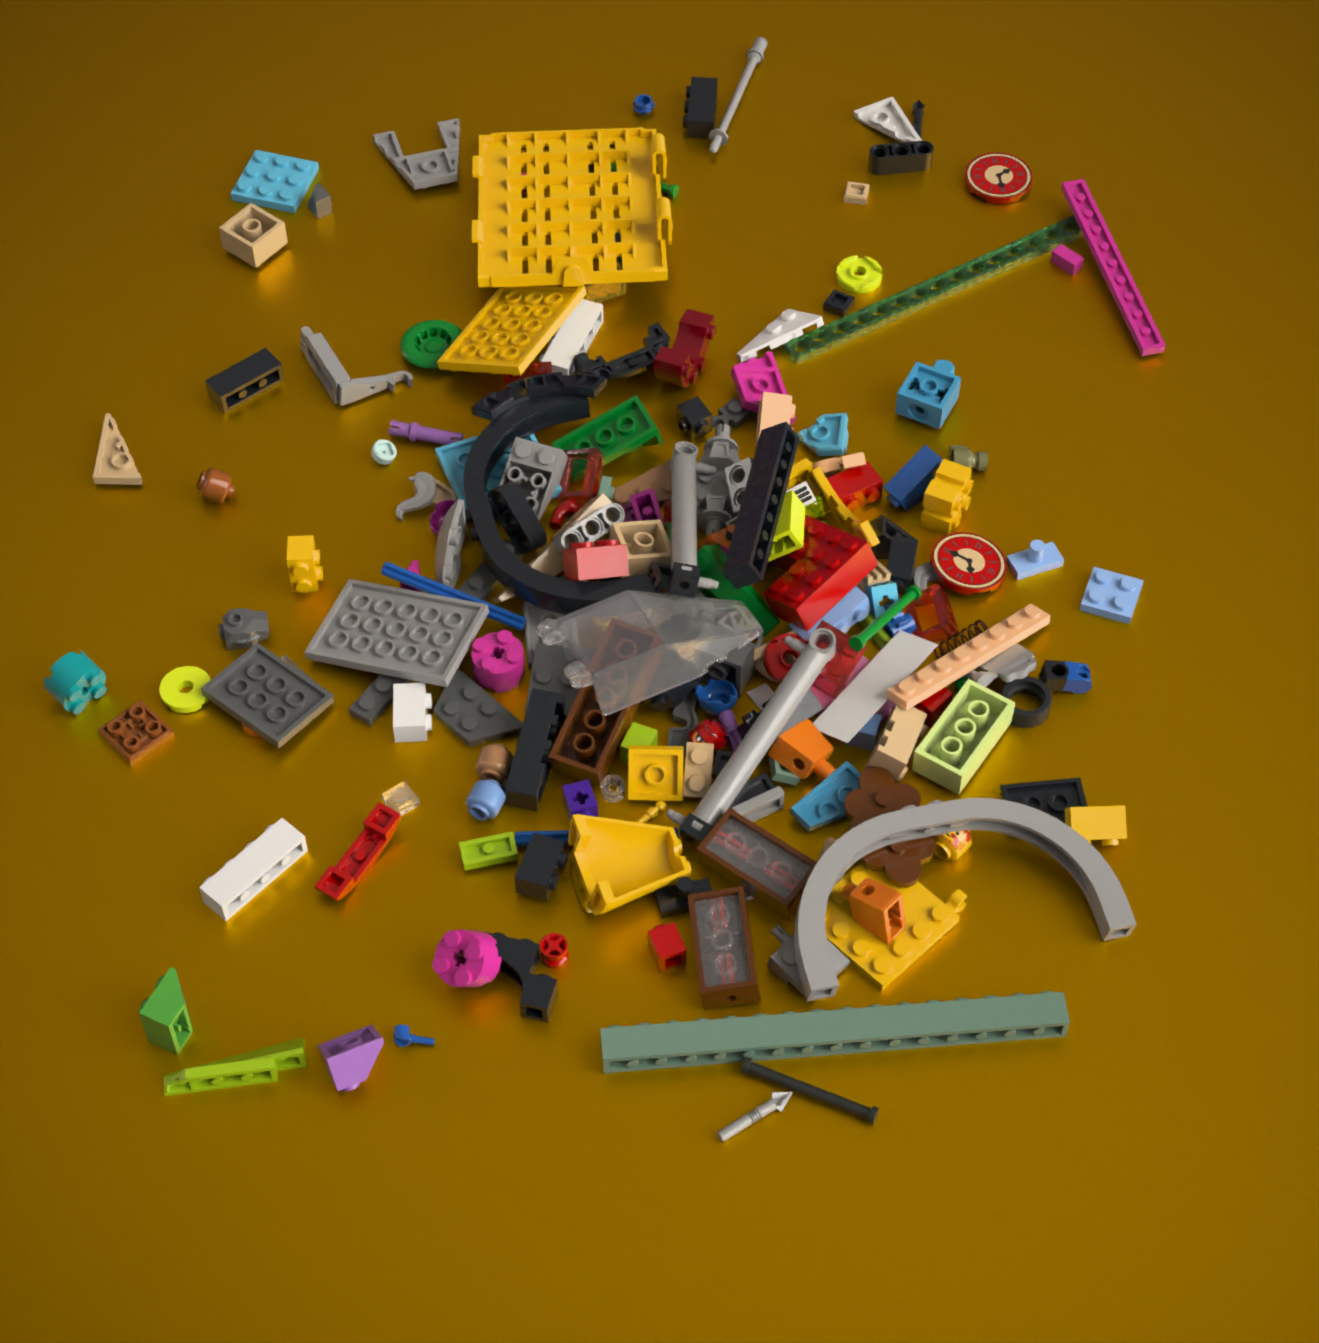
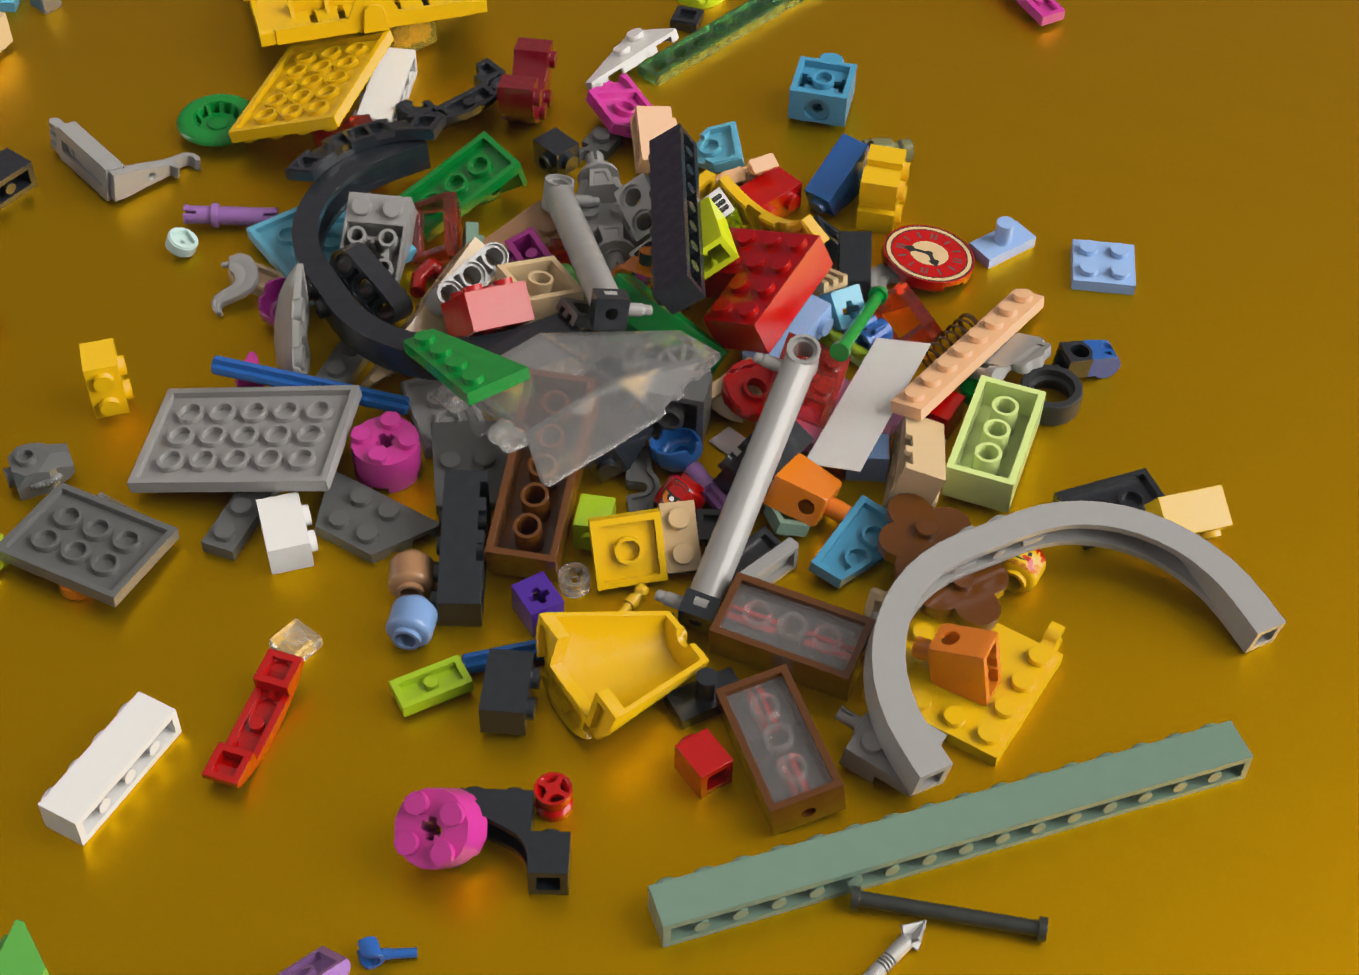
camera: 15 degrees left, 5 degrees down
(562, 609) = (463, 367): none -> green wing

